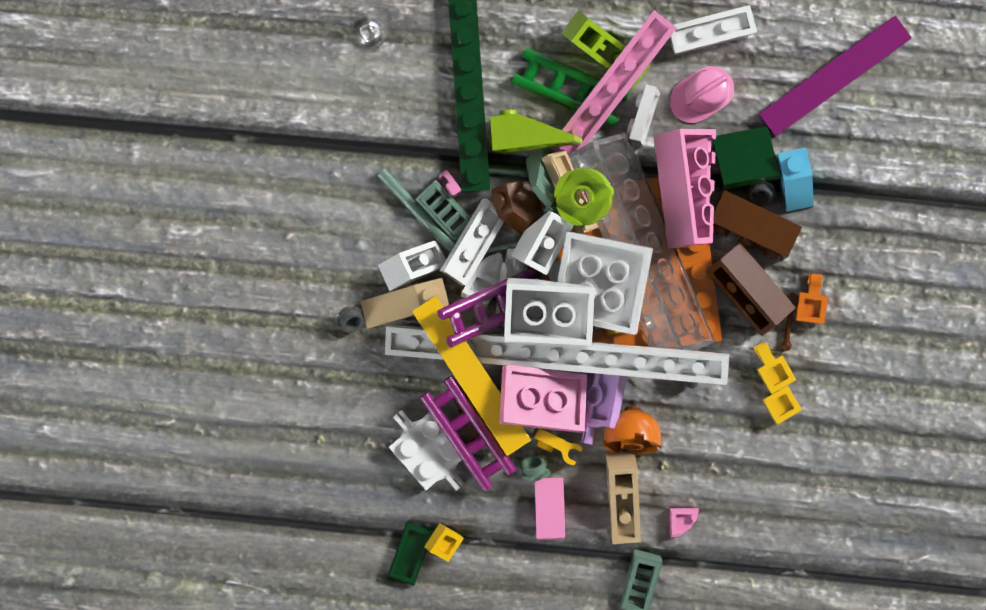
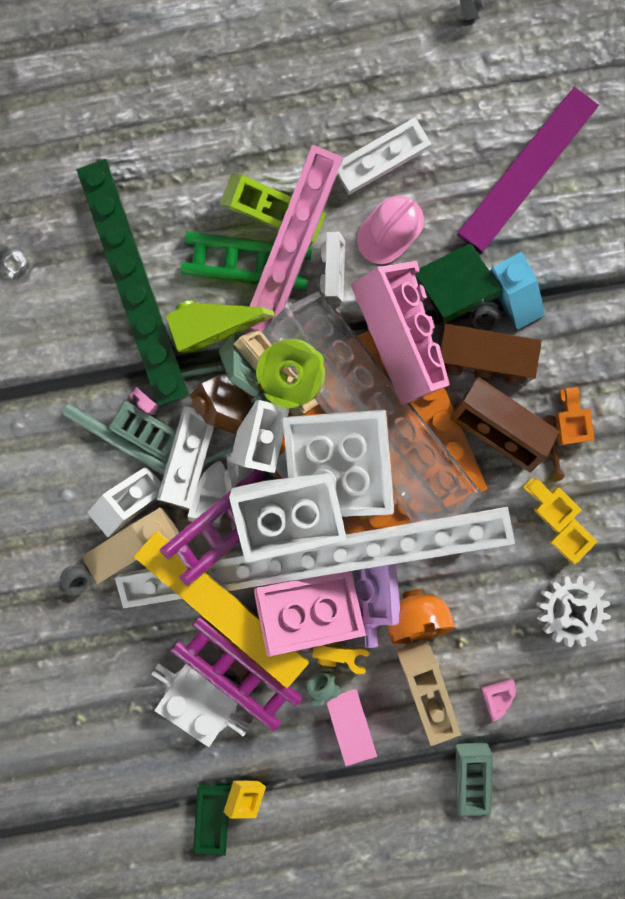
camera: 10 degrees left, 0 degrees up
(777, 458) = (585, 603): none -> white gear

